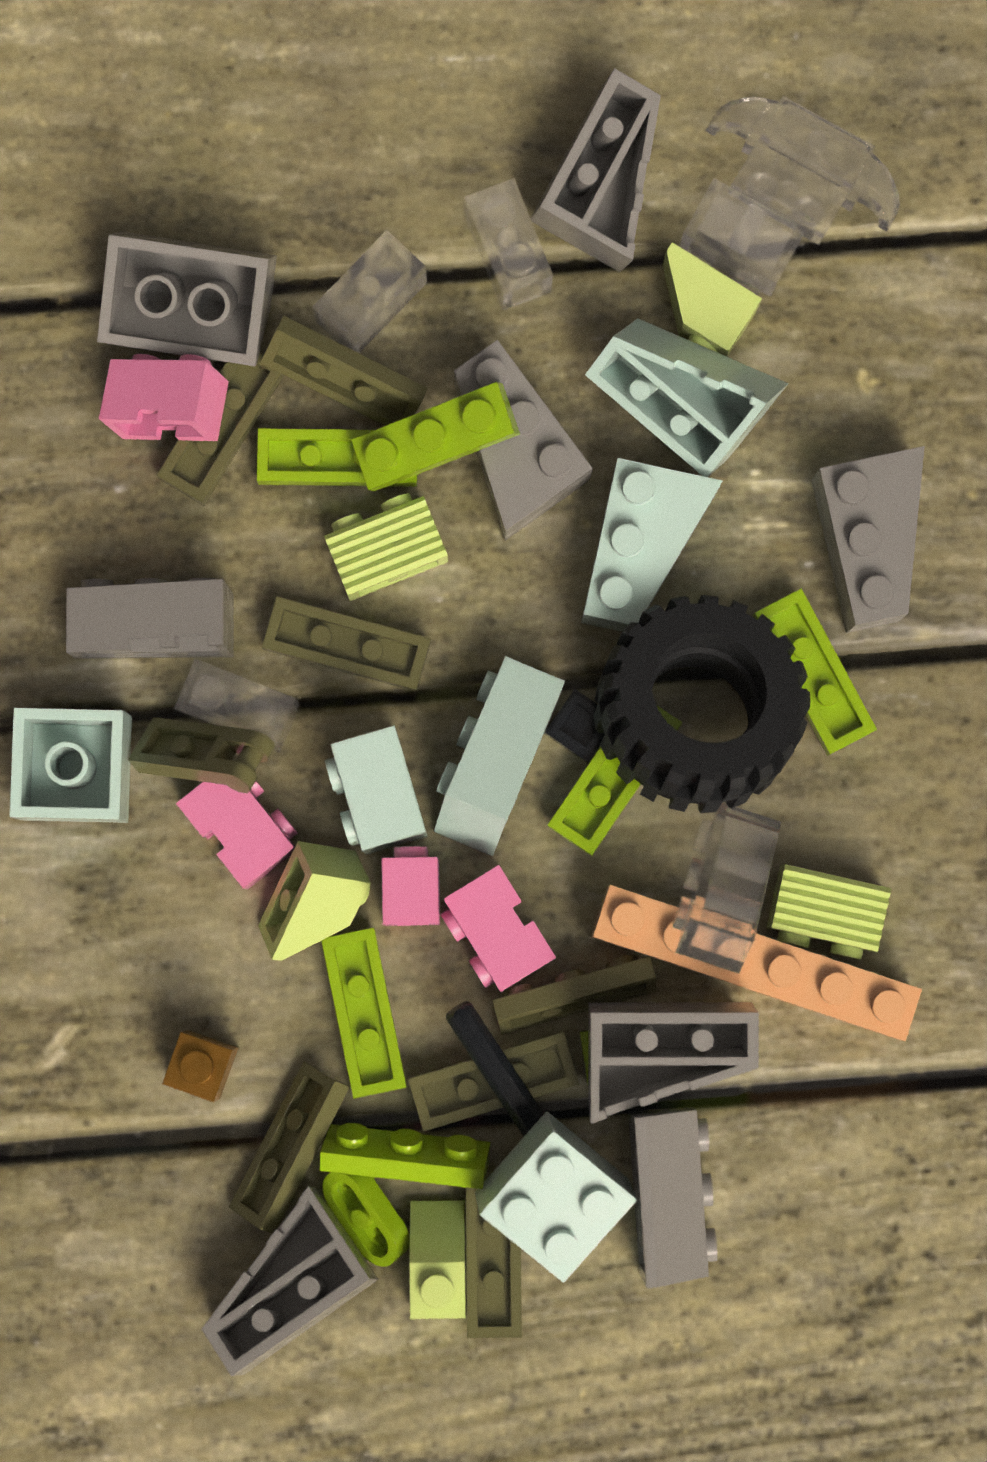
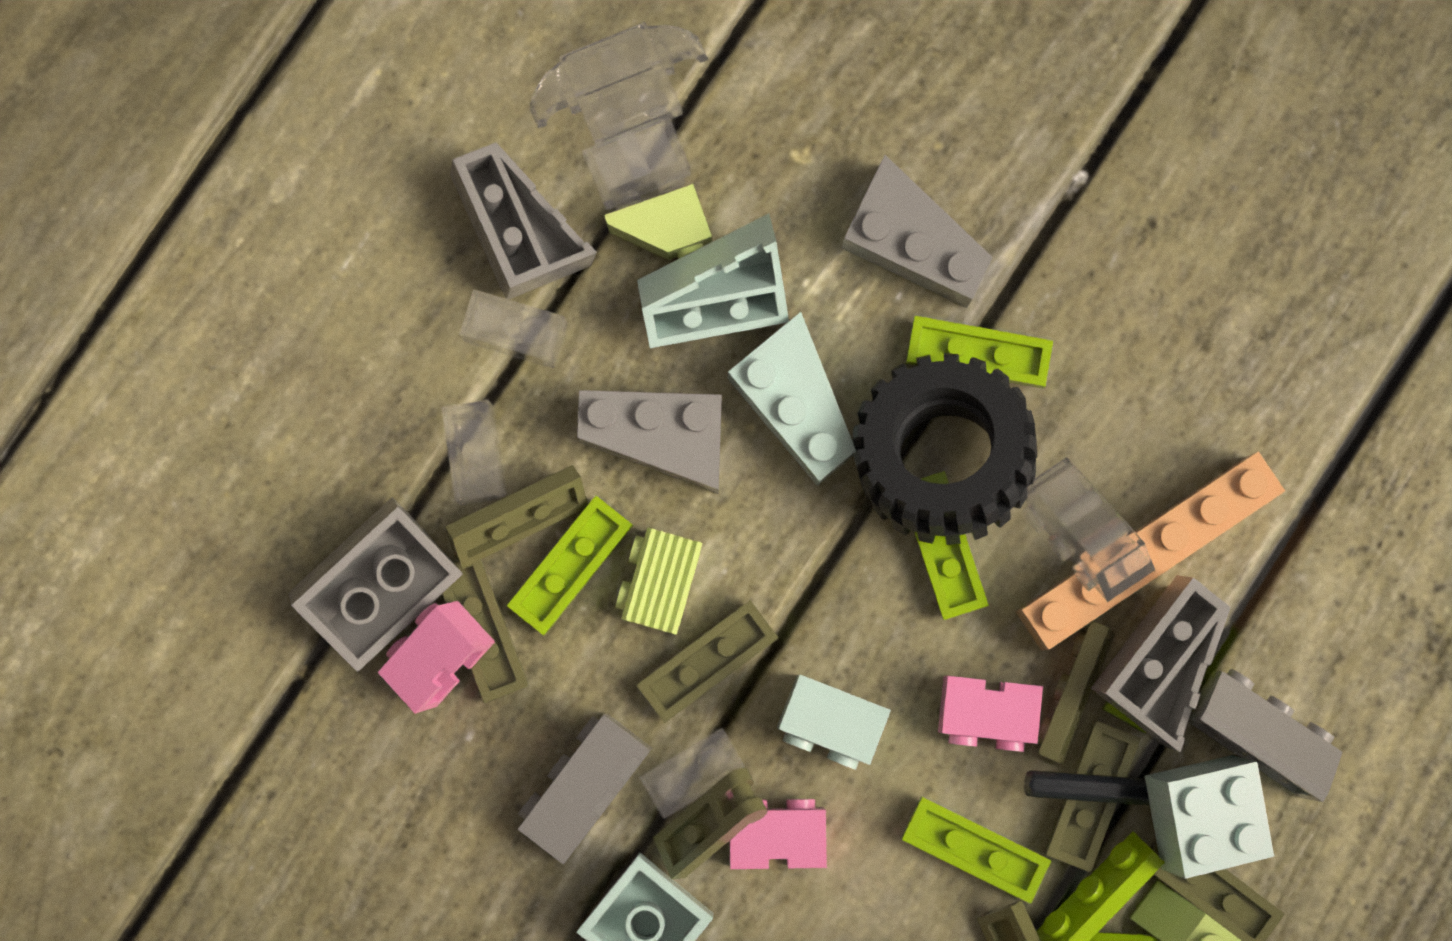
camera: 50 degrees left, 0 degrees up
(313, 898) = (870, 824): yellowish green slope -> none
(410, 888) = (918, 750): bright pink brick -> none
(435, 436) = (614, 486): lime plate -> none
(496, 754) = (868, 616): light aqua wedge -> none
(575, 727) = (889, 546): black tile -> none
(828, 910) = (1151, 472): yellowish green brick -> none

